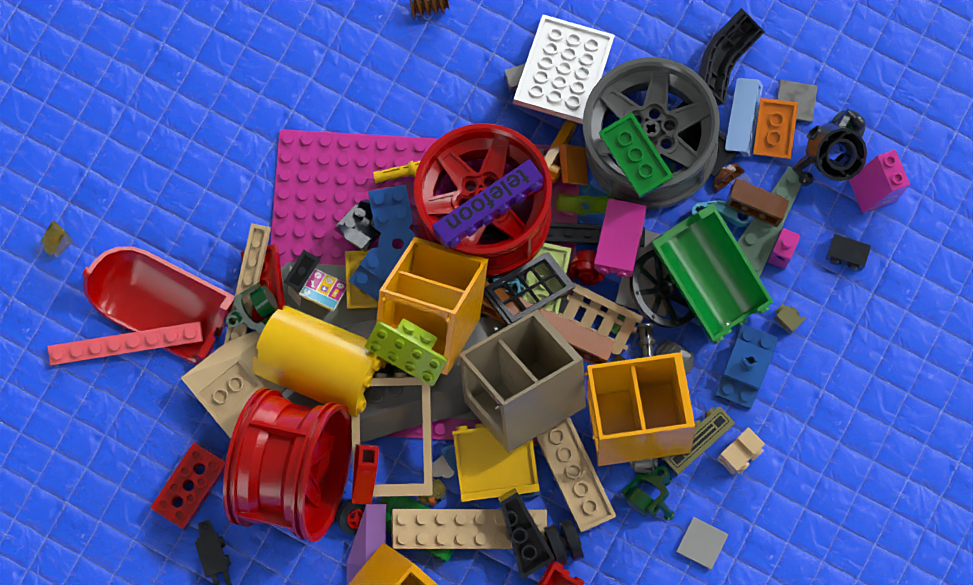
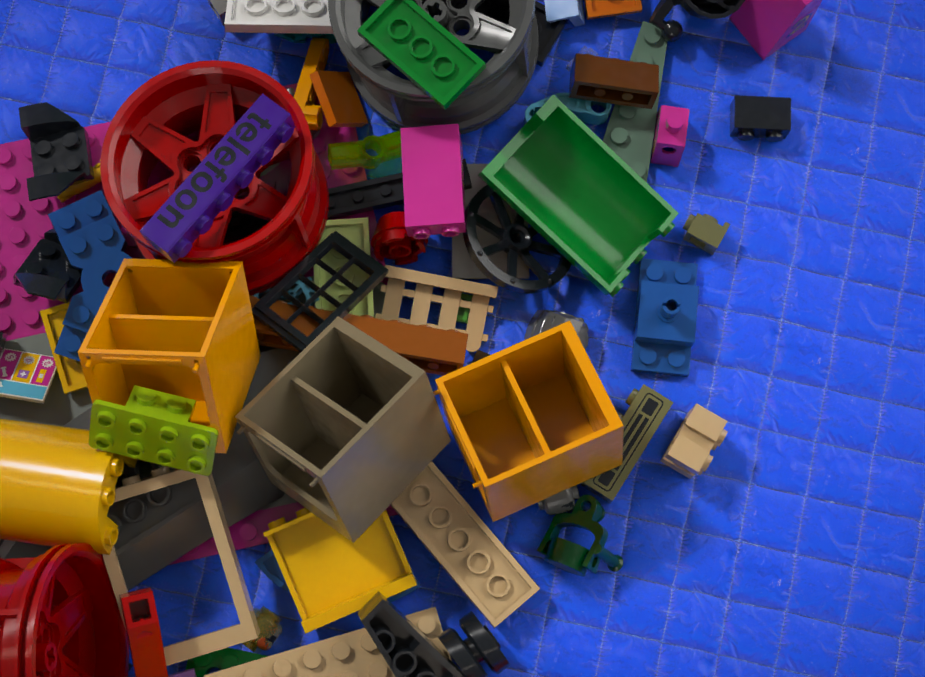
camera: 15 degrees left, 0 degrees up
(382, 149) = (57, 148): none -> black piece
(441, 468) = (264, 590): white tile -> none
(646, 342) = (513, 321): dark grey pin -> none
(702, 543) = (675, 590): light grey tile -> none
(725, 176) = (558, 58): reddish brown plate -> none

